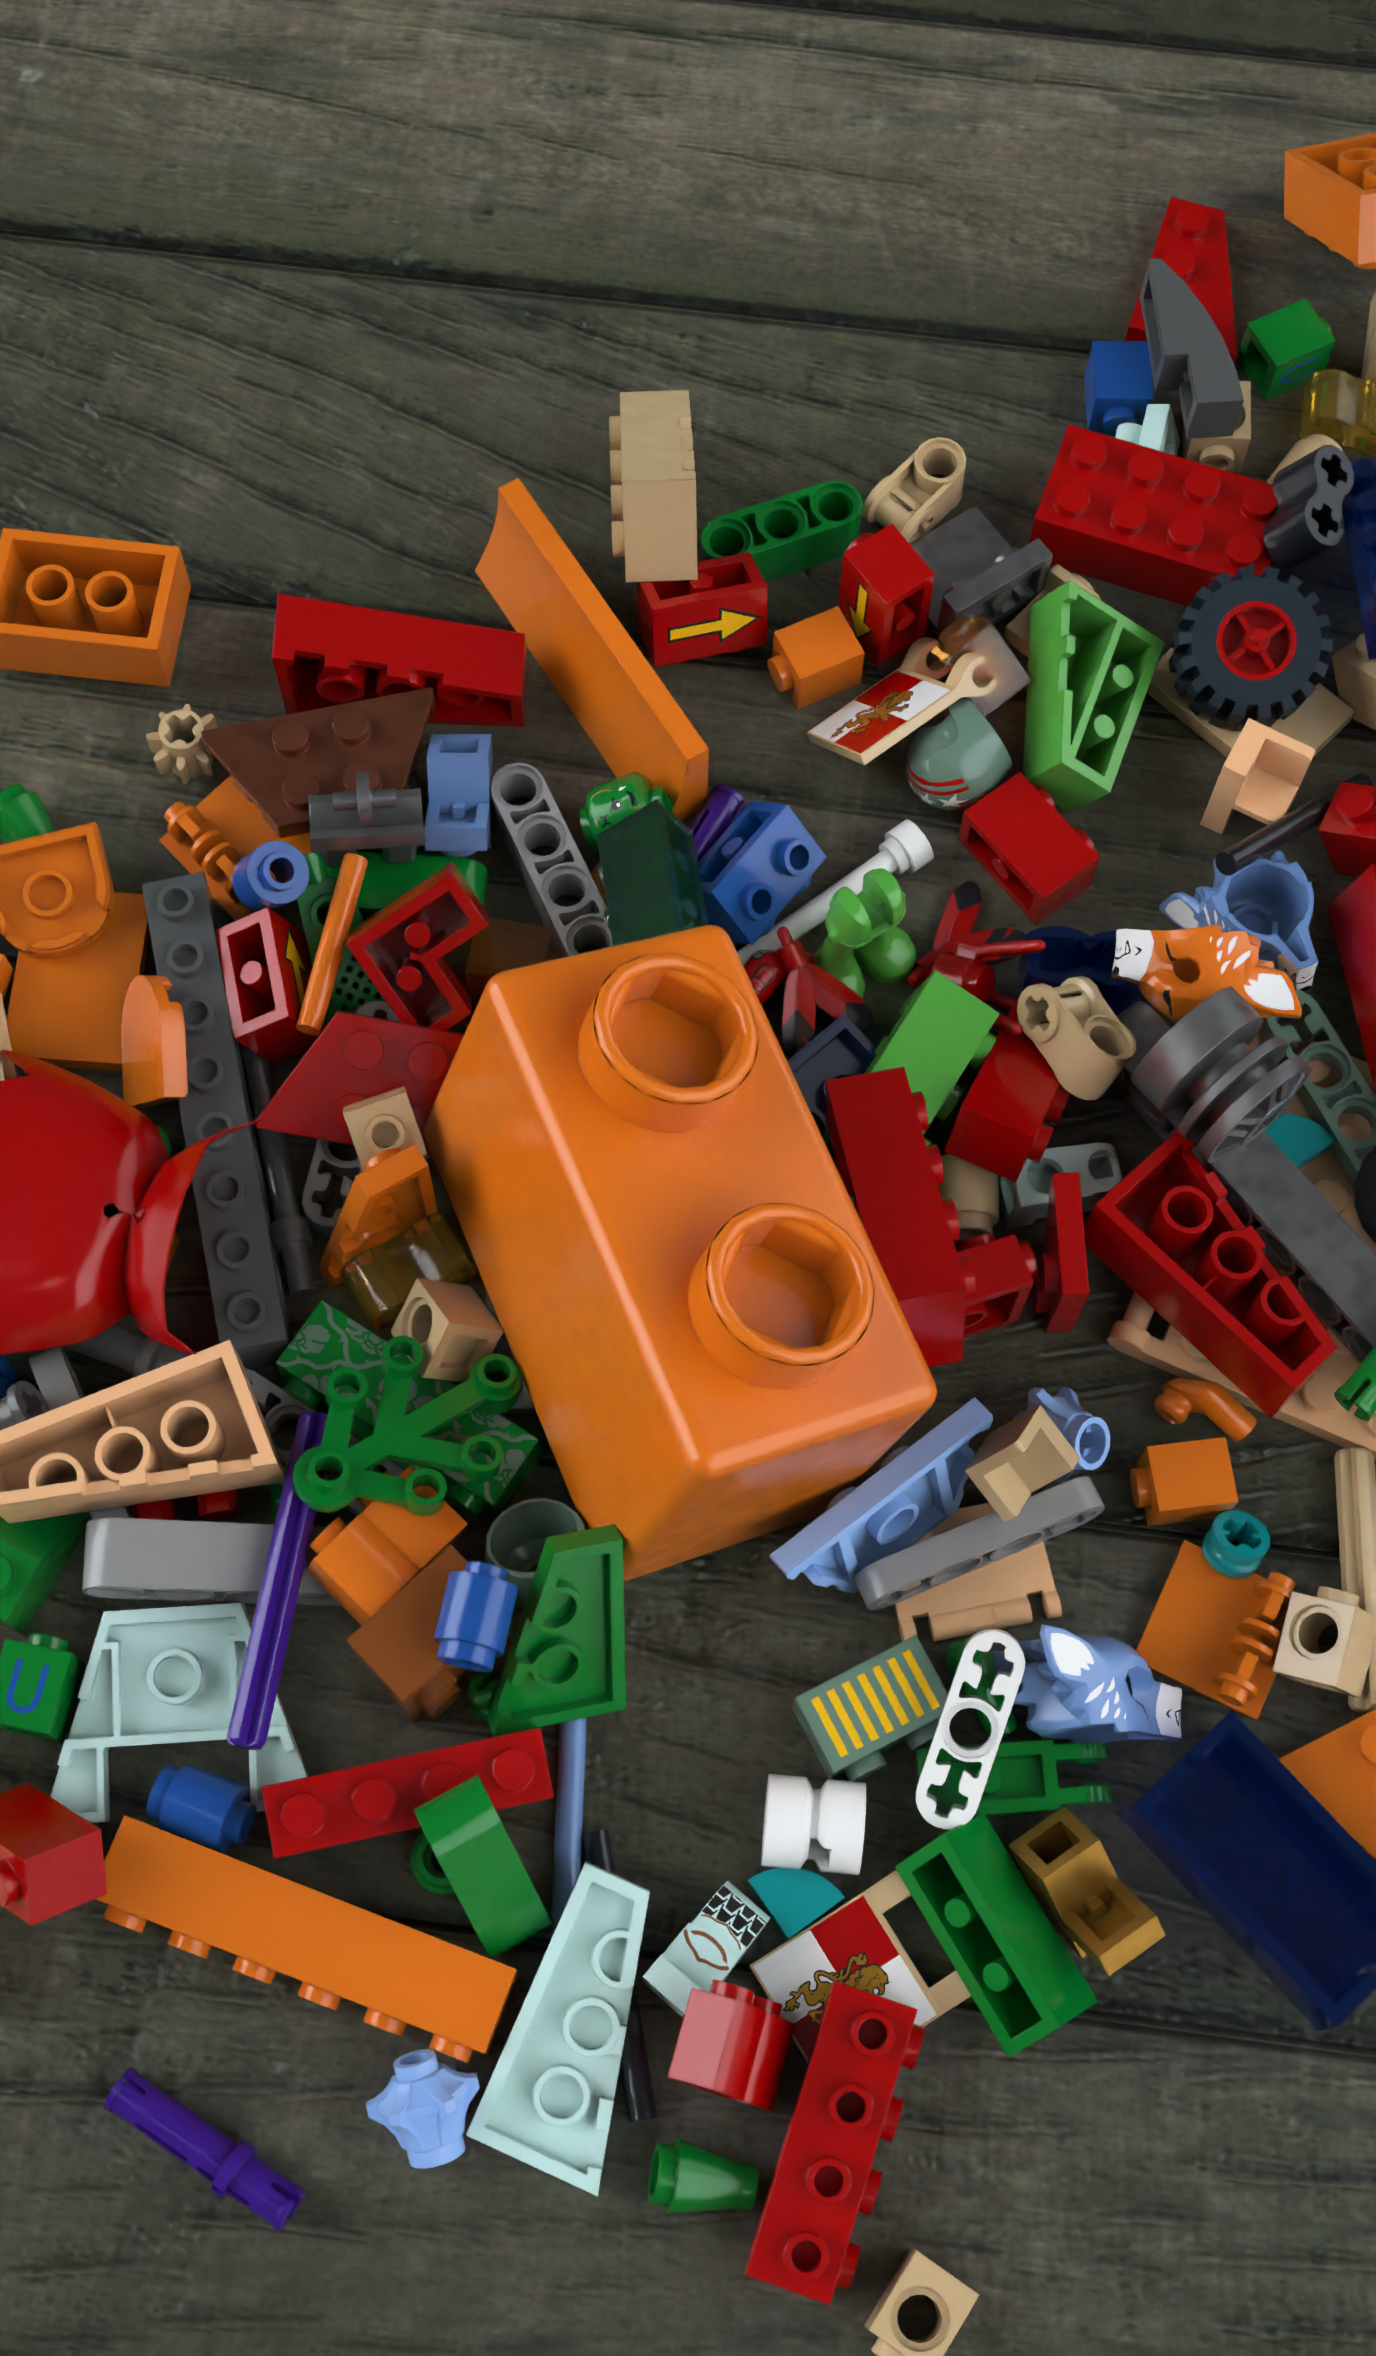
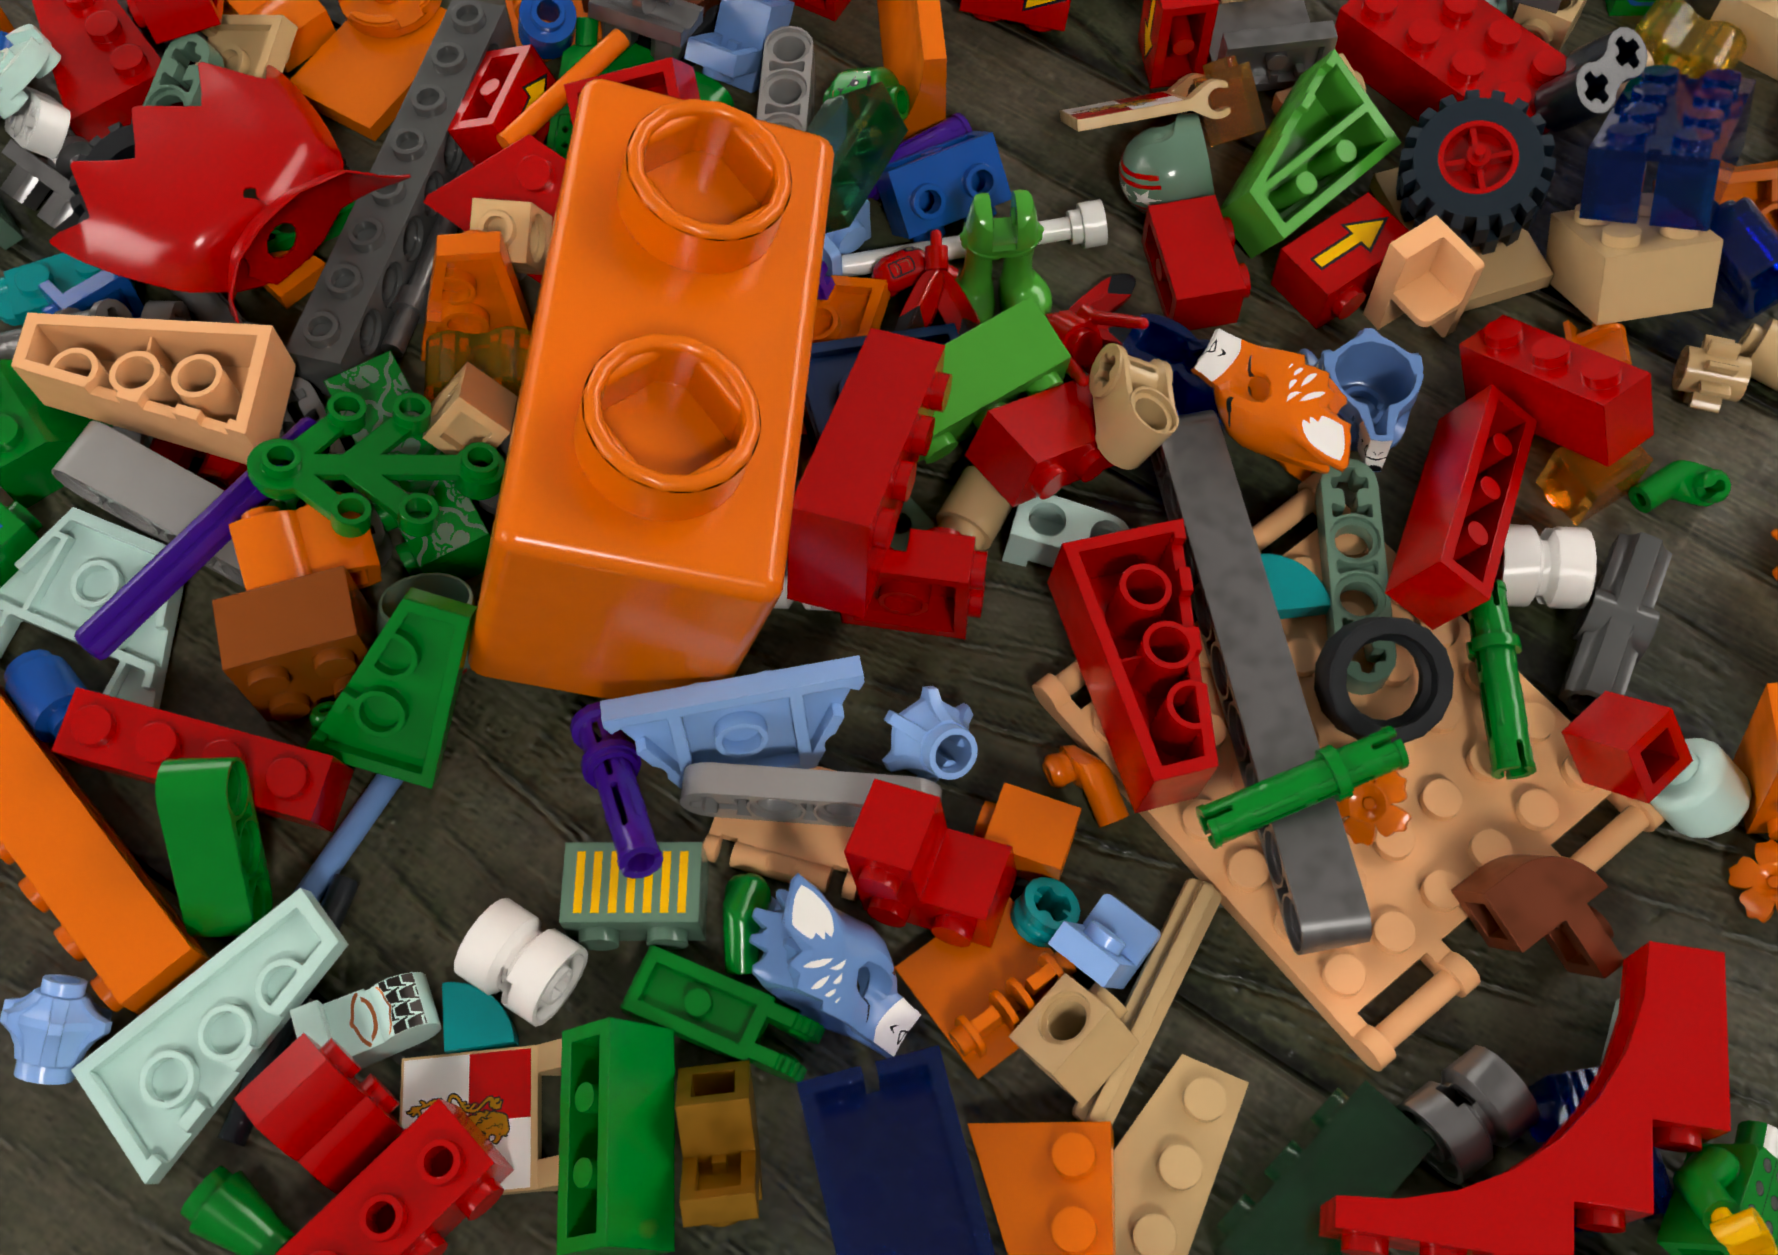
camera: 30 degrees right, 5 degrees down
(152, 1044) = (384, 108): orange tile -> none
(475, 1617) = (312, 623): blue brick -> none
(790, 1608) = (612, 768): none -> dark purple pin
(816, 658) = (1096, 53): orange brick -> none
(936, 1771) = (643, 963): white beam -> none
(1020, 1461) = (873, 735): tan panel -> none
(1063, 1271) = (1014, 594): red wing -> none
(1129, 1559) = (925, 873): none -> red brick
(1163, 782) = (1336, 261): none -> red brick
(1230, 1085) = (1234, 477): flat silver wheel -> none
(1280, 831) = (1408, 327): black bar -> none
(1305, 1543) = (1108, 942): none -> light blue bracket

